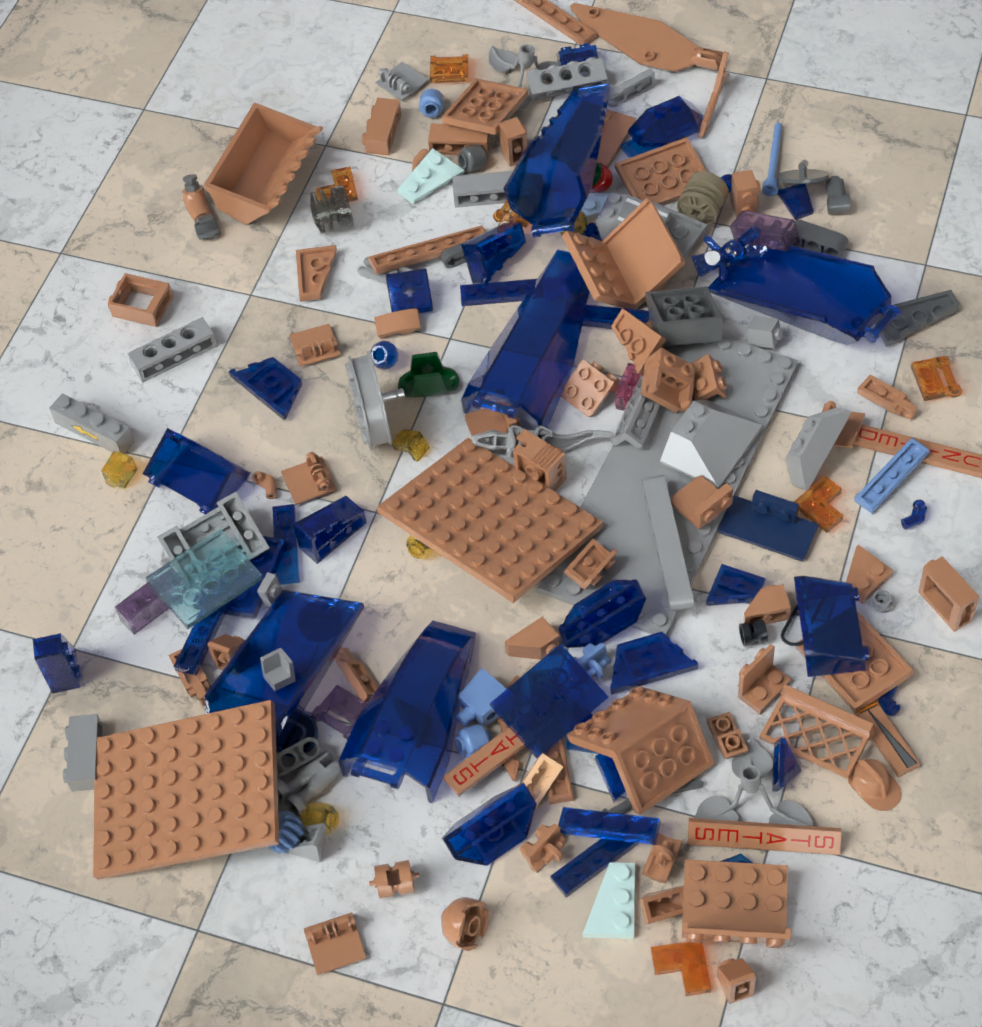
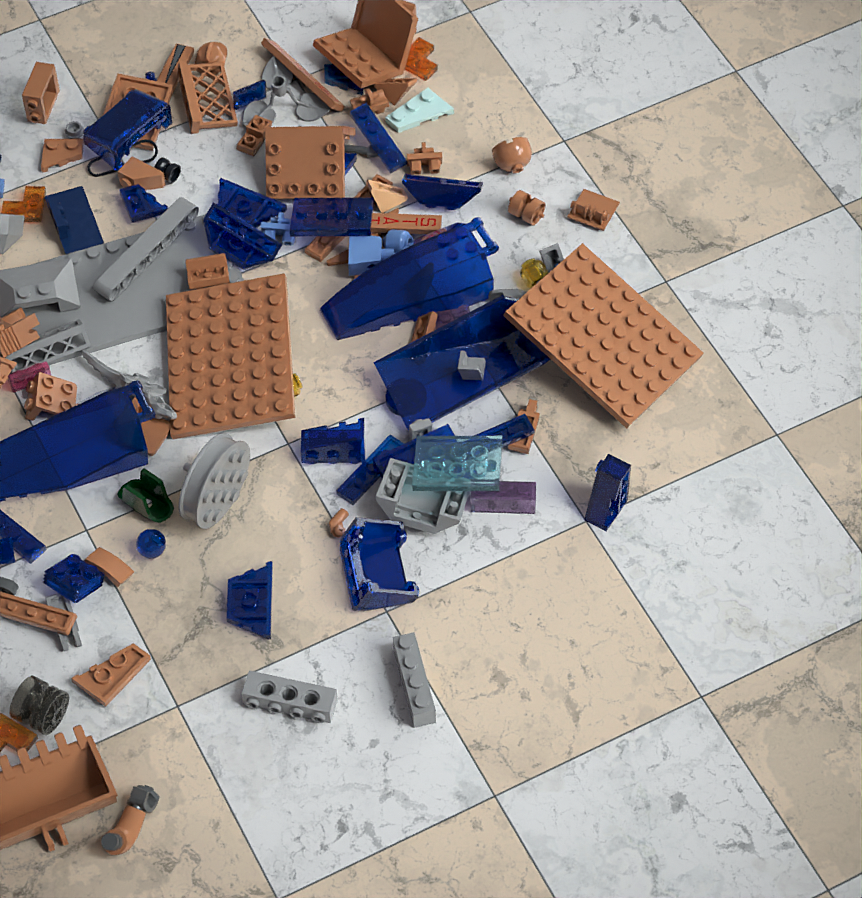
camera: 140 degrees left, 0 degrees up
(81, 751) = (643, 431): light grey brick -> none
(119, 470) = (430, 623): clear yellow brick -> none
(157, 307) = (258, 751): nougat window -> none
(223, 649) = (488, 411): nougat slope -> none
(308, 479) = (307, 500): nougat hinge -> none
(314, 345) = (183, 608): nougat hinge -> none
(533, 641) = (295, 268): nougat slope -> none
(540, 460) = (154, 358): nougat piece -> none
(589, 864) = (410, 138): clear blue tile -> none
(702, 501) = (94, 250): nougat bracket -> none
(761, 681) = (199, 140): nougat bracket -> none

